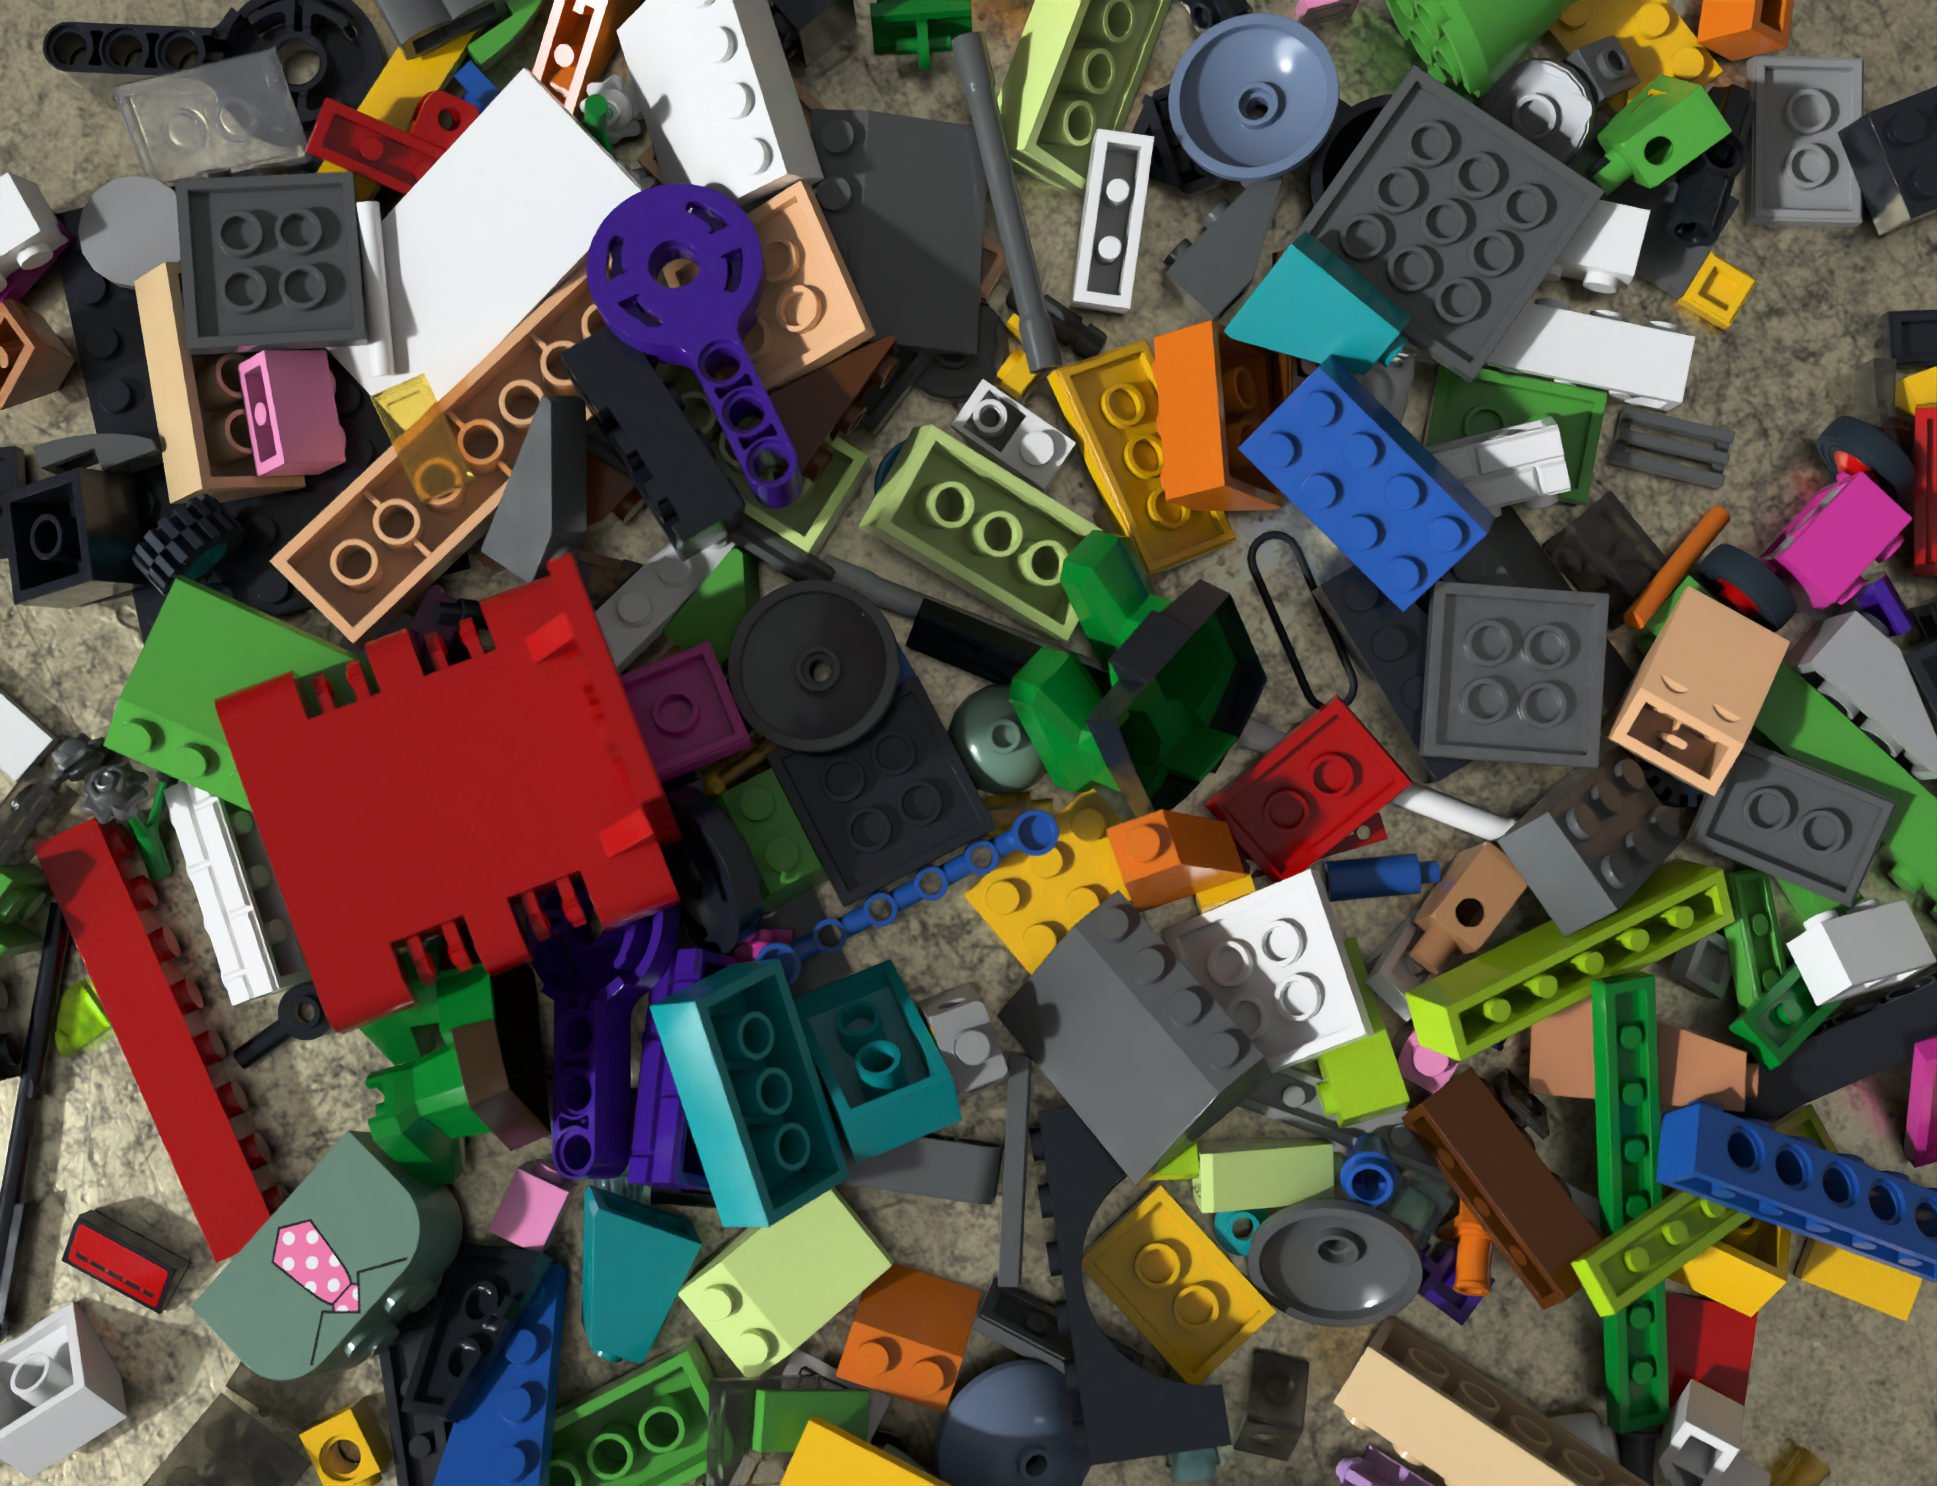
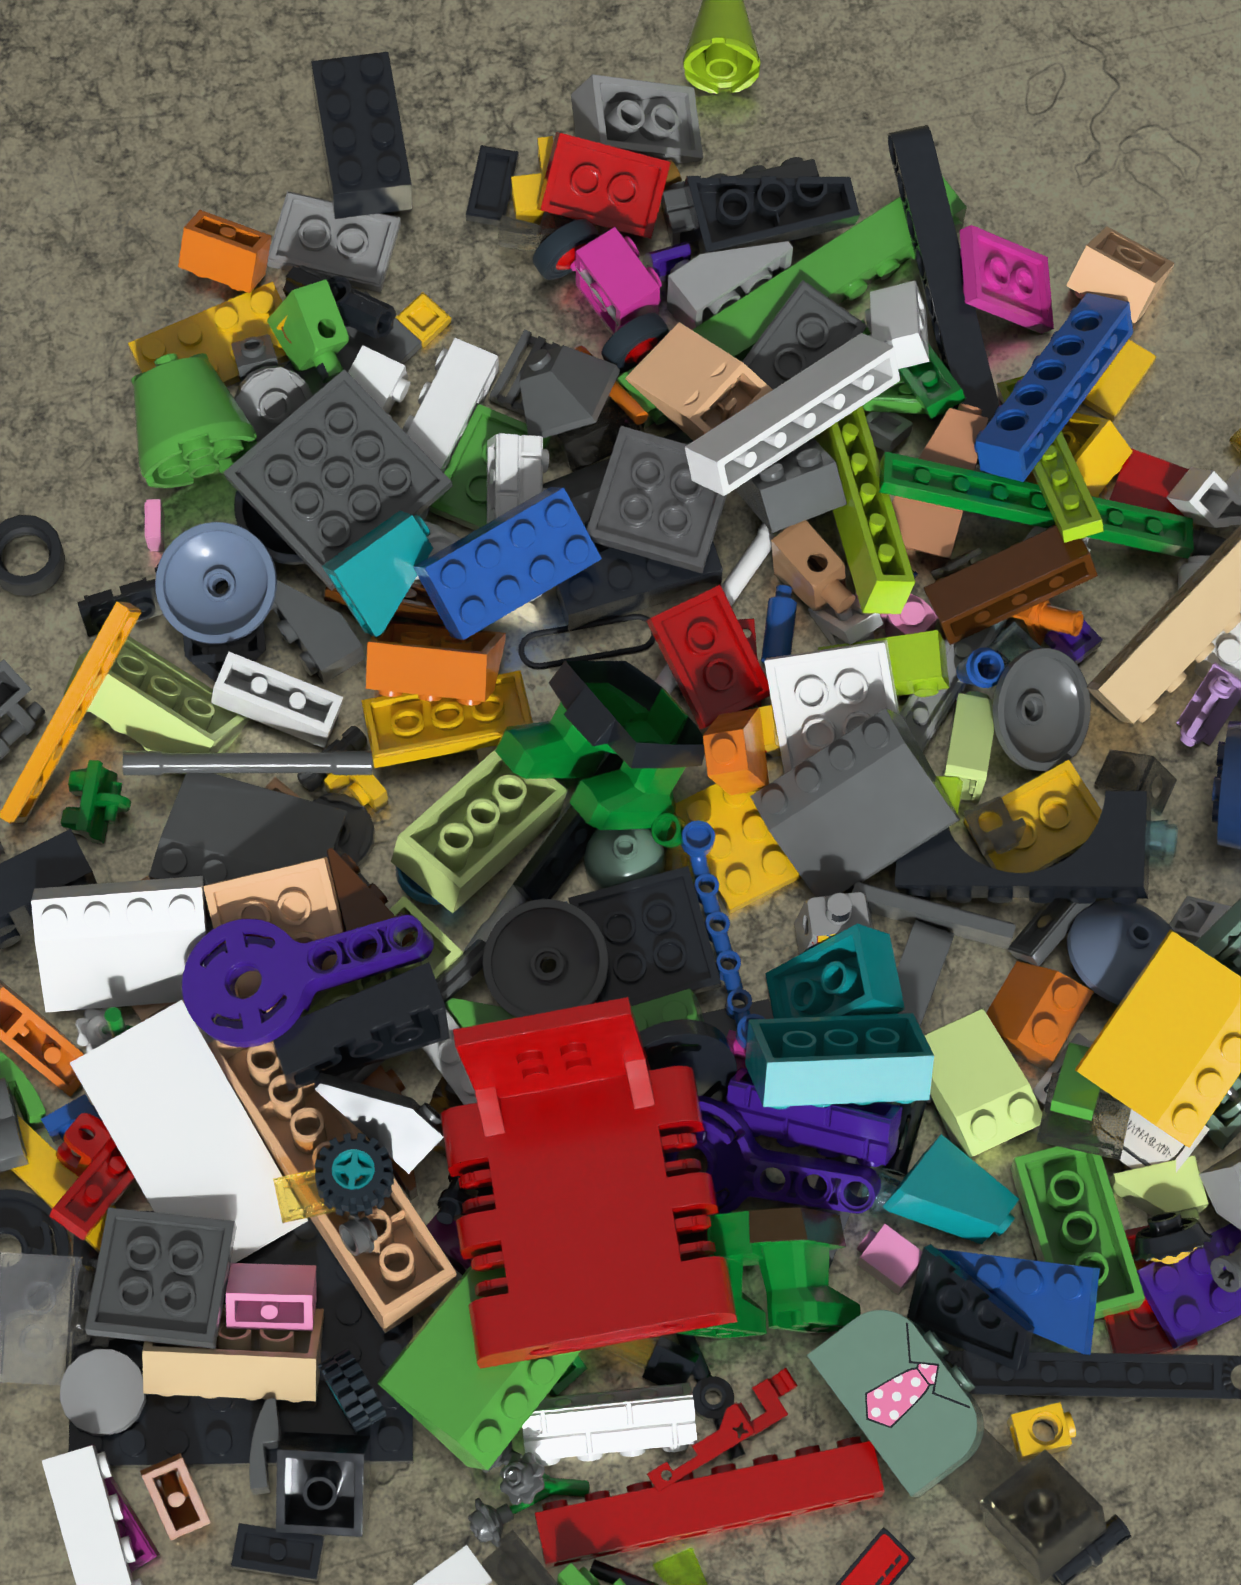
camera: 85 degrees left, 15 degrees down
(282, 1051) = (725, 1438): none -> red piece
(368, 503) = (358, 1235): none -> dark grey plate
(375, 288) = (243, 1222): white bar -> none
(437, 456) = (351, 1160): none -> black wheel
(1013, 437) = (411, 796): white slope -> none
(1047, 785) = (668, 830): none -> green hinge
(1138, 1247) = (1000, 839): none -> clear smoke bracket
(1223, 1229) = (1000, 782): teal plate -> none
(1650, 505) = (564, 390): none -> dark grey slope
(1681, 832) = (792, 414): none -> white brick

